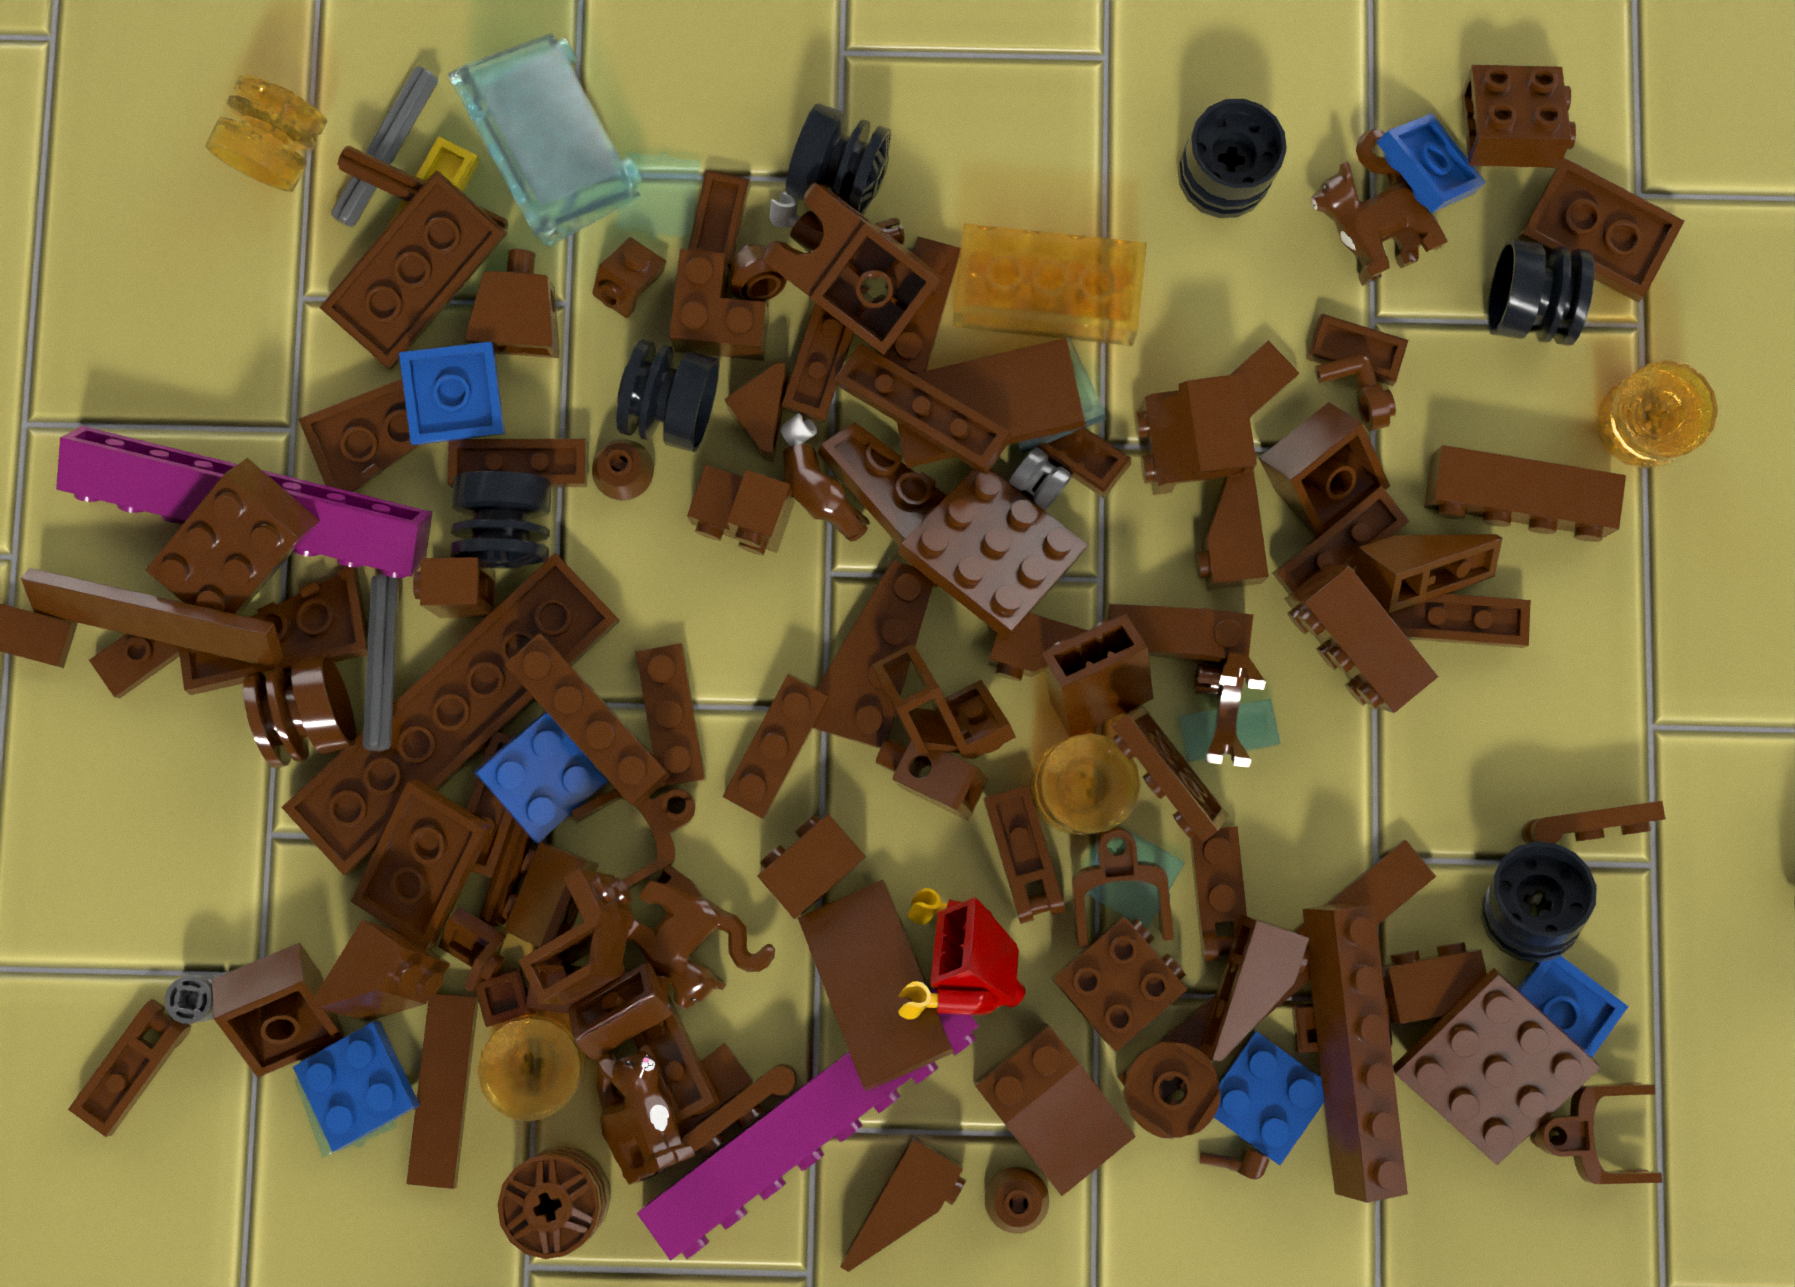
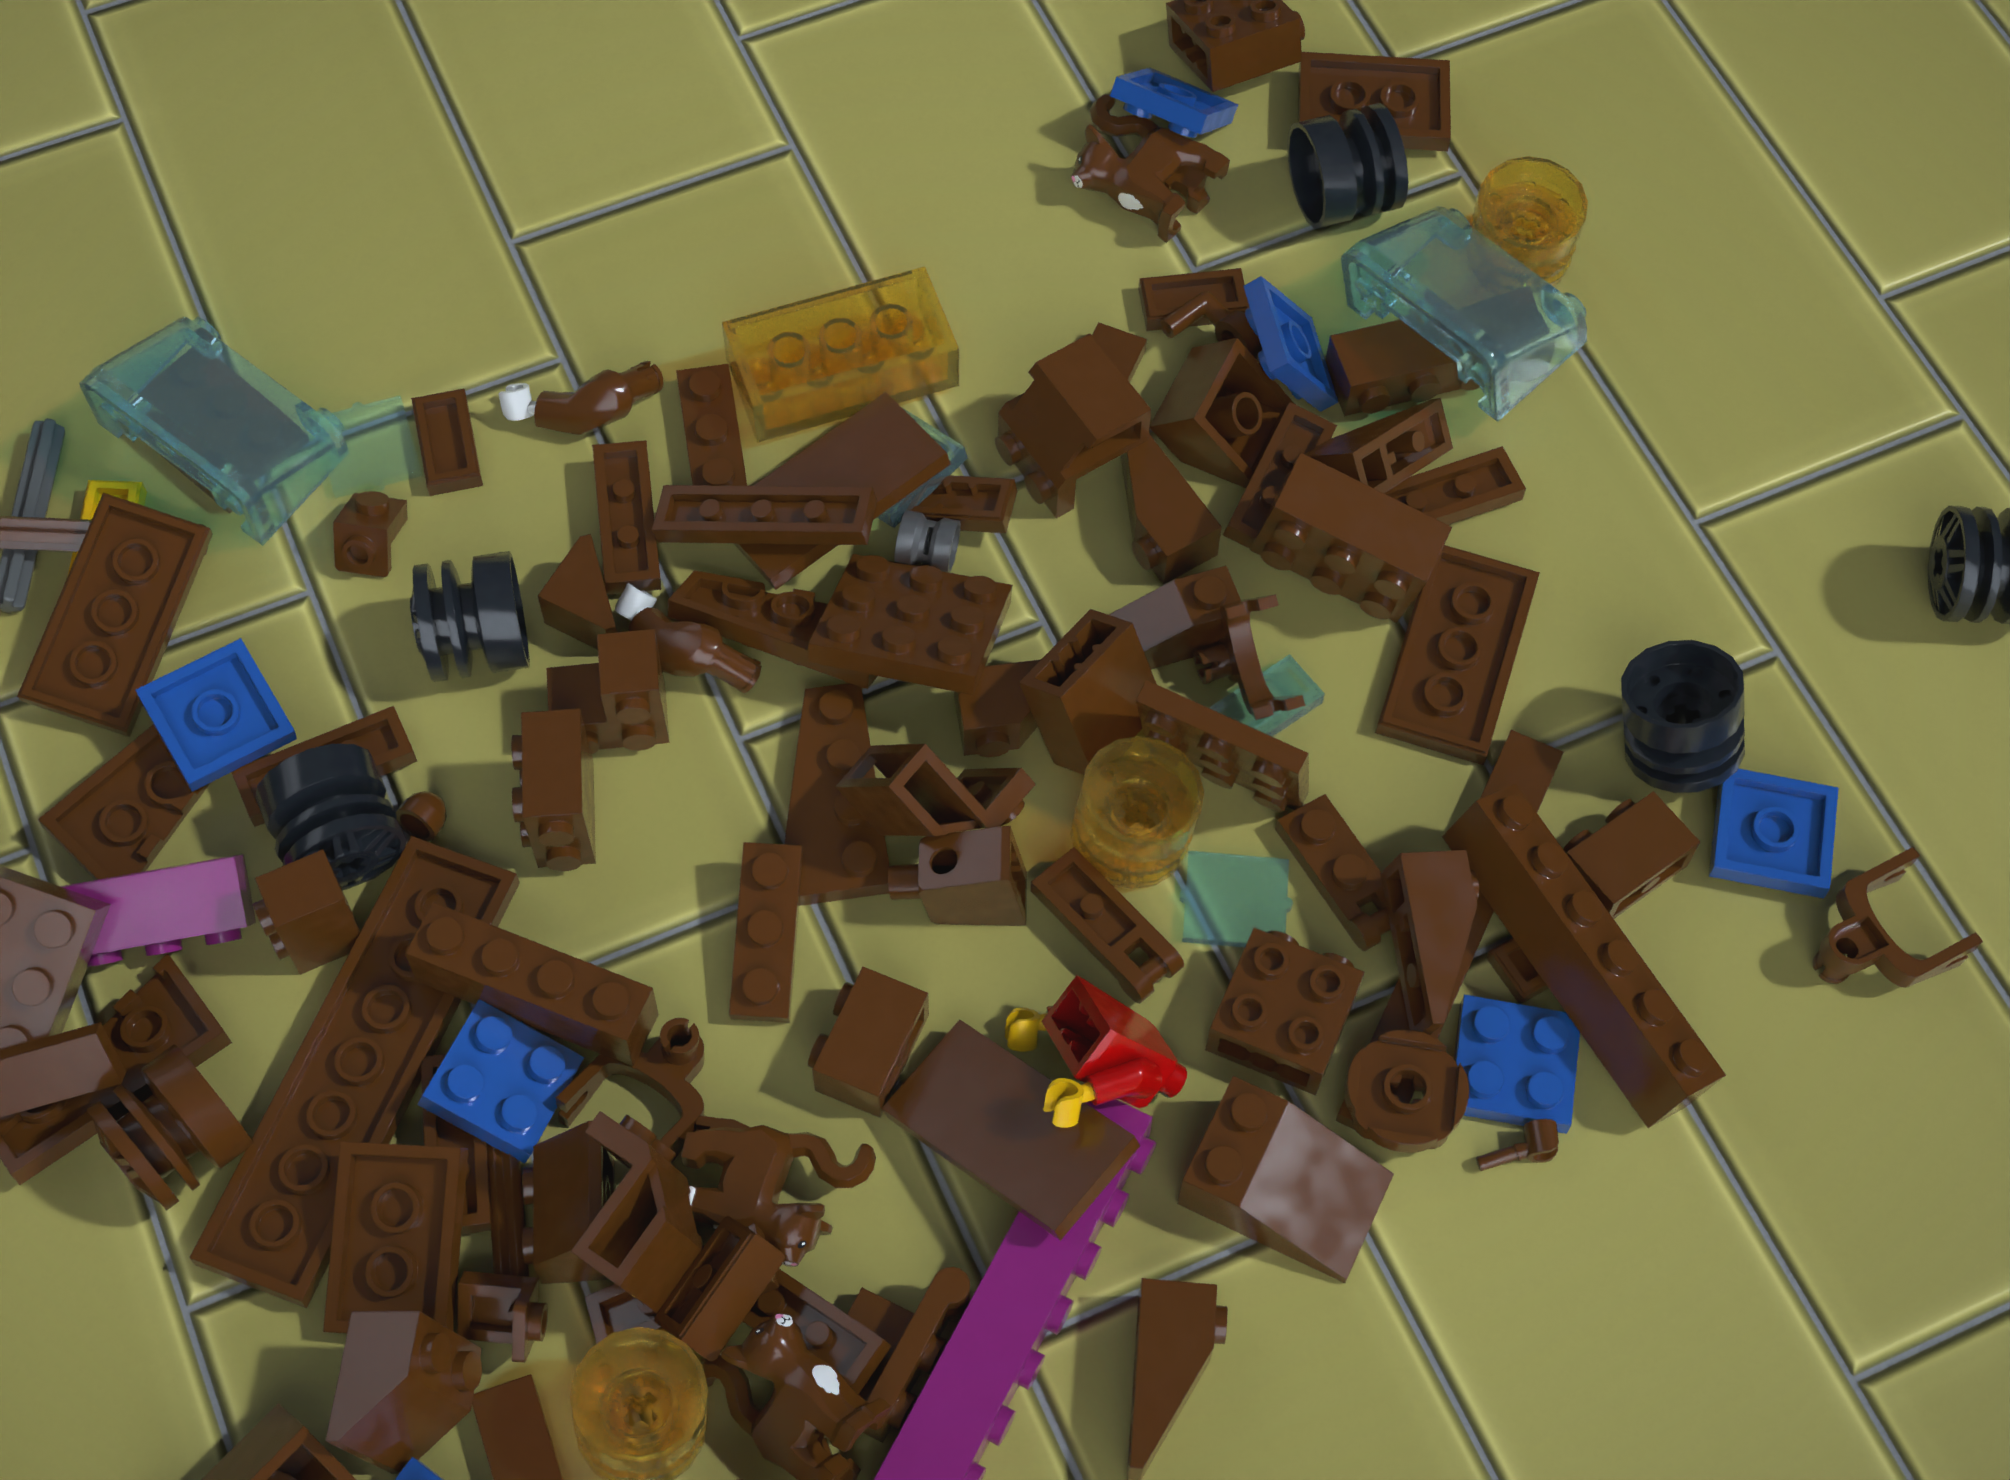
camera: 30 degrees left, 20 degrees down
(380, 663) = (249, 1040): dark grey axle -> none
(503, 997) = (556, 1359): reddish brown tile -> none
(516, 310) = (259, 606): reddish brown torso -> none
(573, 535) = (422, 815): none -> reddish brown hinge
(634, 474) = (450, 725): reddish brown cone -> none
(670, 570) = (555, 789): none -> reddish brown brick
(671, 713) = (620, 944): reddish brown plate -> none
(708, 320) = (490, 524): reddish brown brick -> none
(753, 278) = (518, 469): reddish brown cone -> none
(837, 160) = (556, 323): black wheel -> none
(840, 267) = (609, 404): reddish brown brick -> none
(1017, 1184) = (1304, 1321): reddish brown cone -> none
(1119, 866) = (1220, 881): reddish brown piece -> none
(1237, 136) = (971, 168): black wheel -> none
(1402, 758) = (1458, 655): none -> reddish brown tile
(1406, 437) = (1289, 344): none -> blue plate
(1495, 1067) = (1740, 904): reddish brown plate -> none
(1568, 466) = (1468, 302): none -> clear light blue windscreen
(1590, 824) = (1721, 607): reddish brown plate -> none

